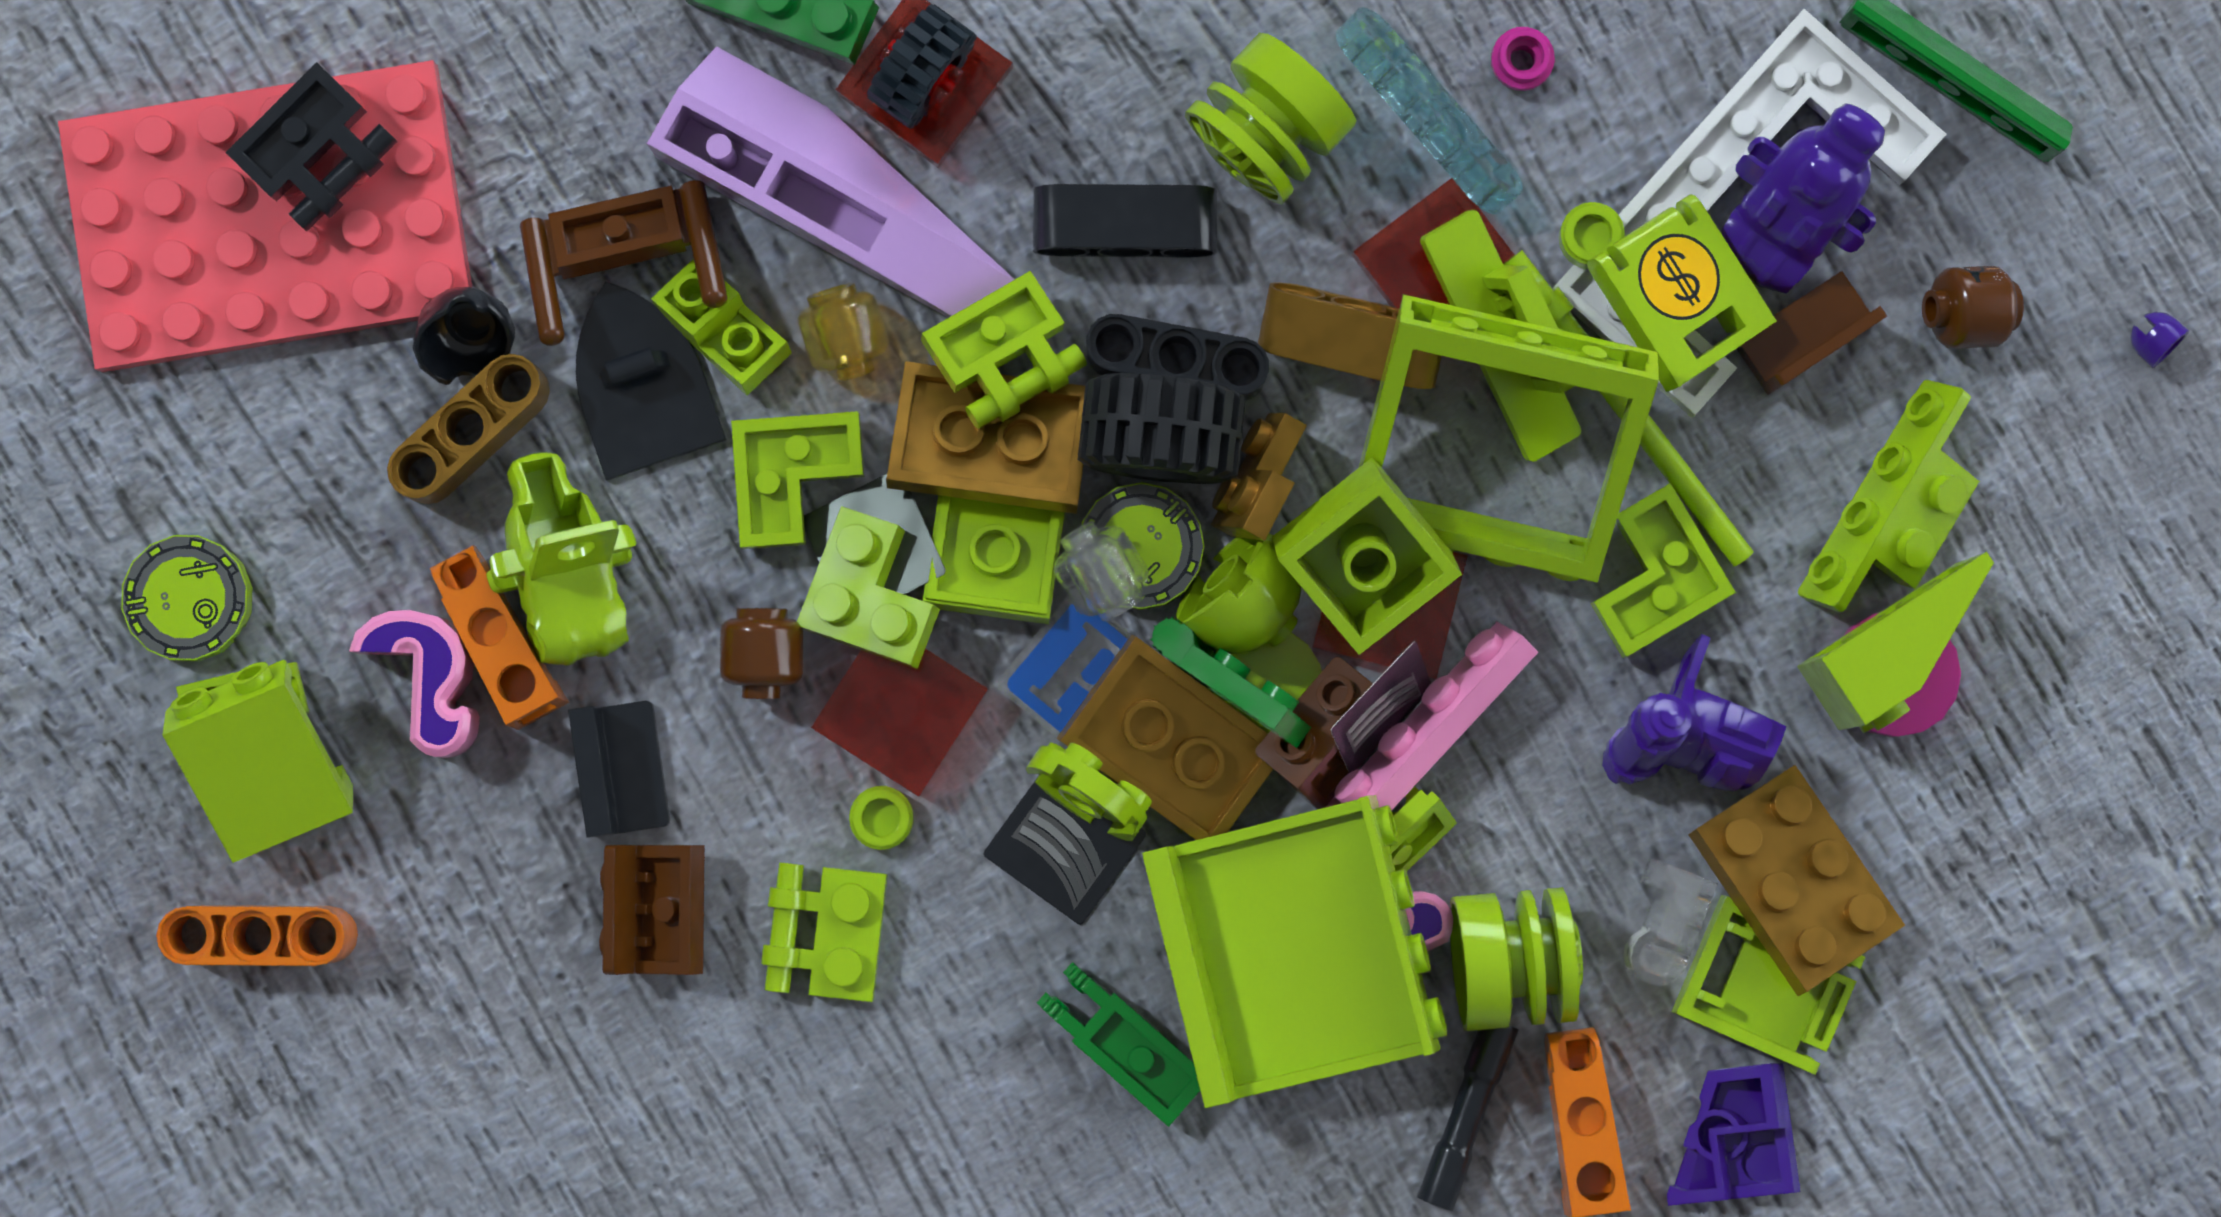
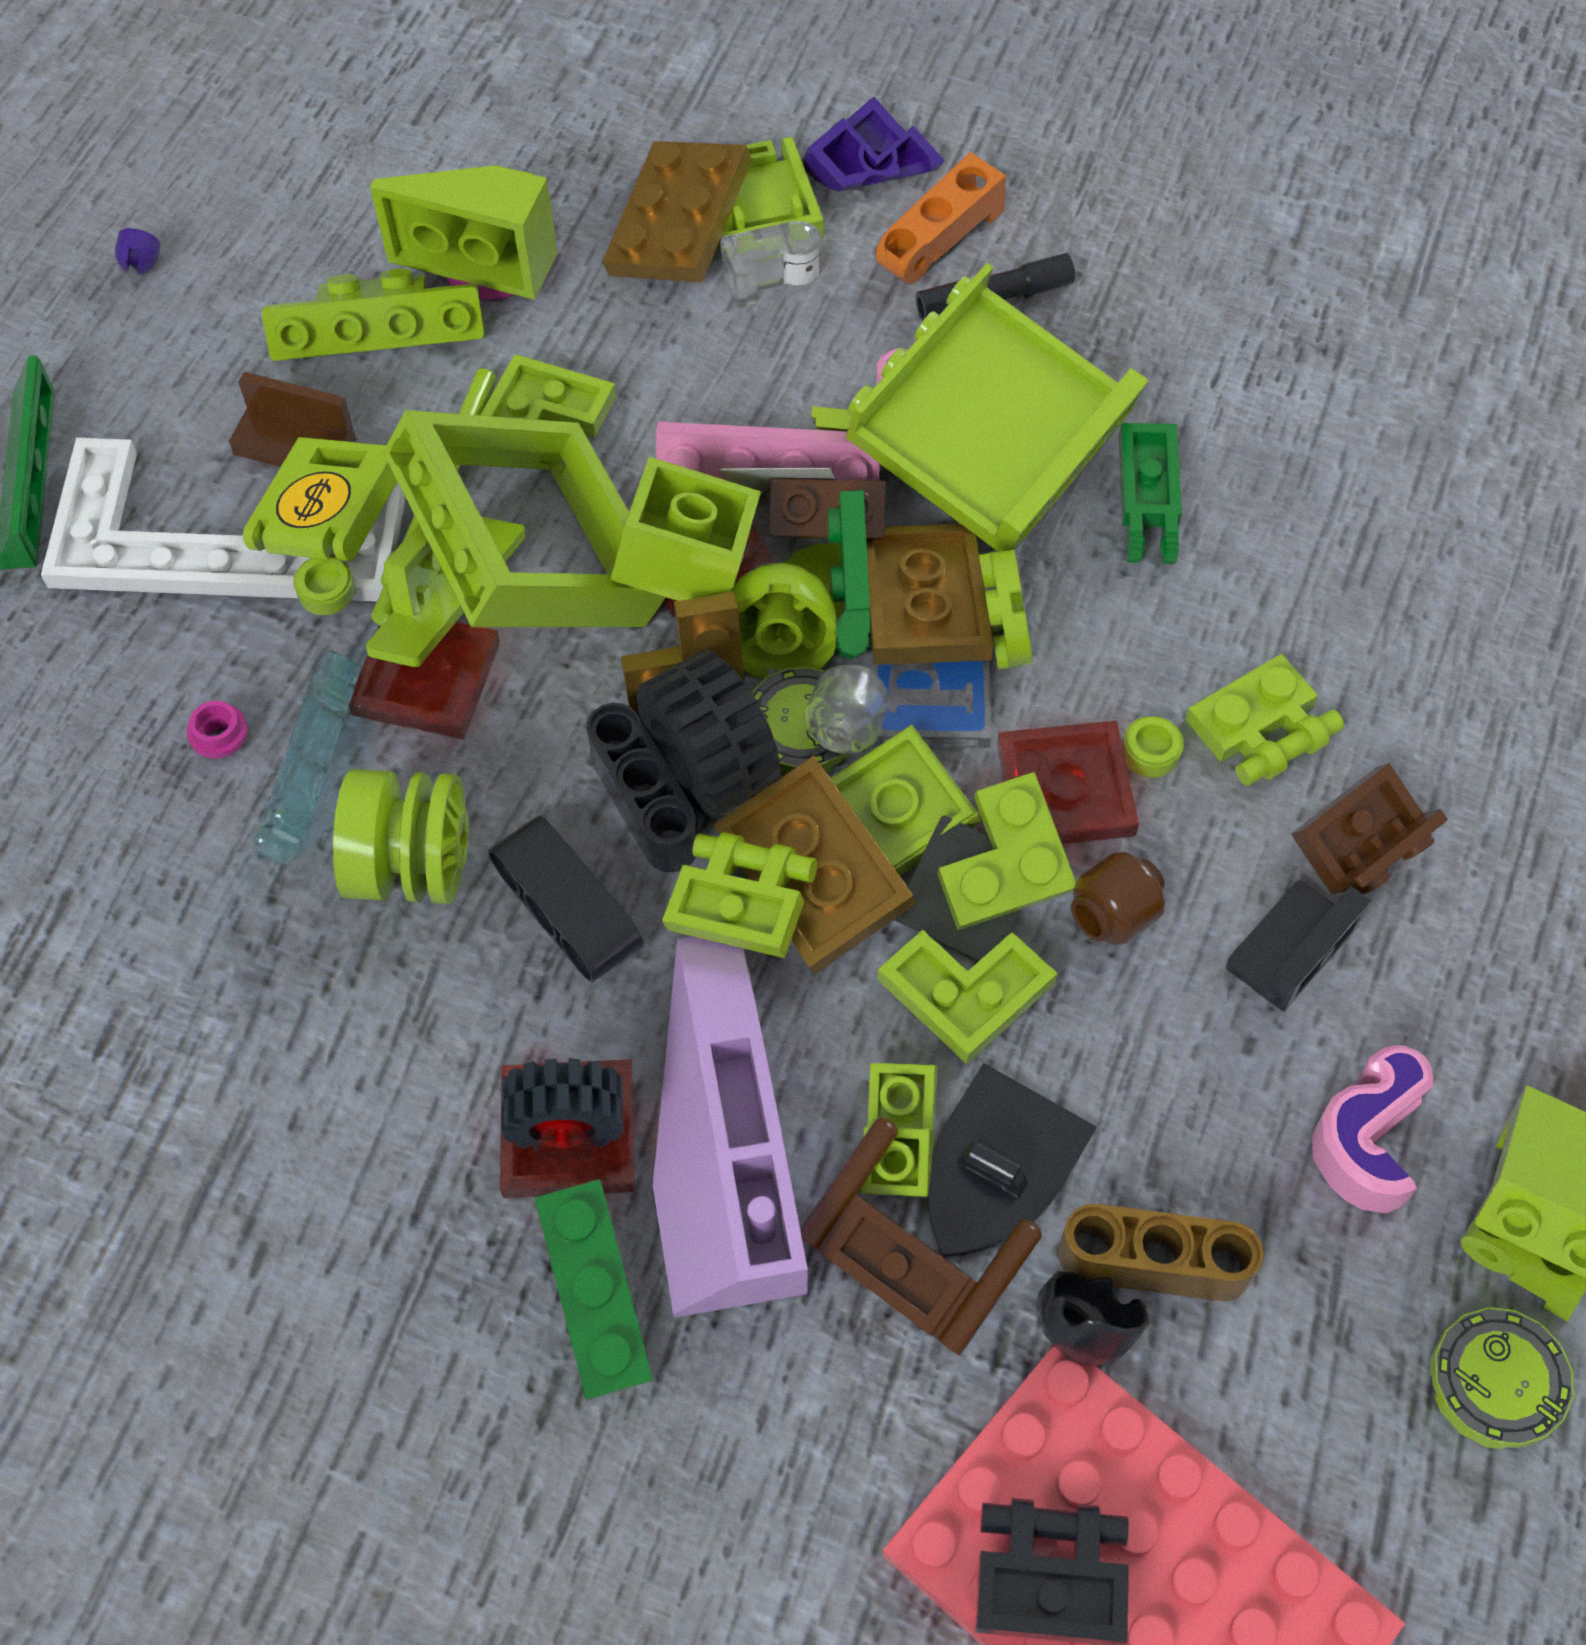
camera: 125 degrees left, 25 degrees down
(496, 641) = (1294, 1096): orange leg -> none
(561, 564) = (1192, 1089): lime piece -> none
(843, 331) = (824, 1029): clear yellow head -> none
(1060, 853) = (1065, 629): black sticker -> none
(1337, 333) = (530, 691): pearl gold beam -> none
(1515, 959) = (872, 296): lime wheel -> none
(1694, 732) = (635, 310): dark purple piece -> none
(1804, 197) = (185, 469): dark purple piece -> none
(1973, 307) = (192, 350): reddish brown head -> none

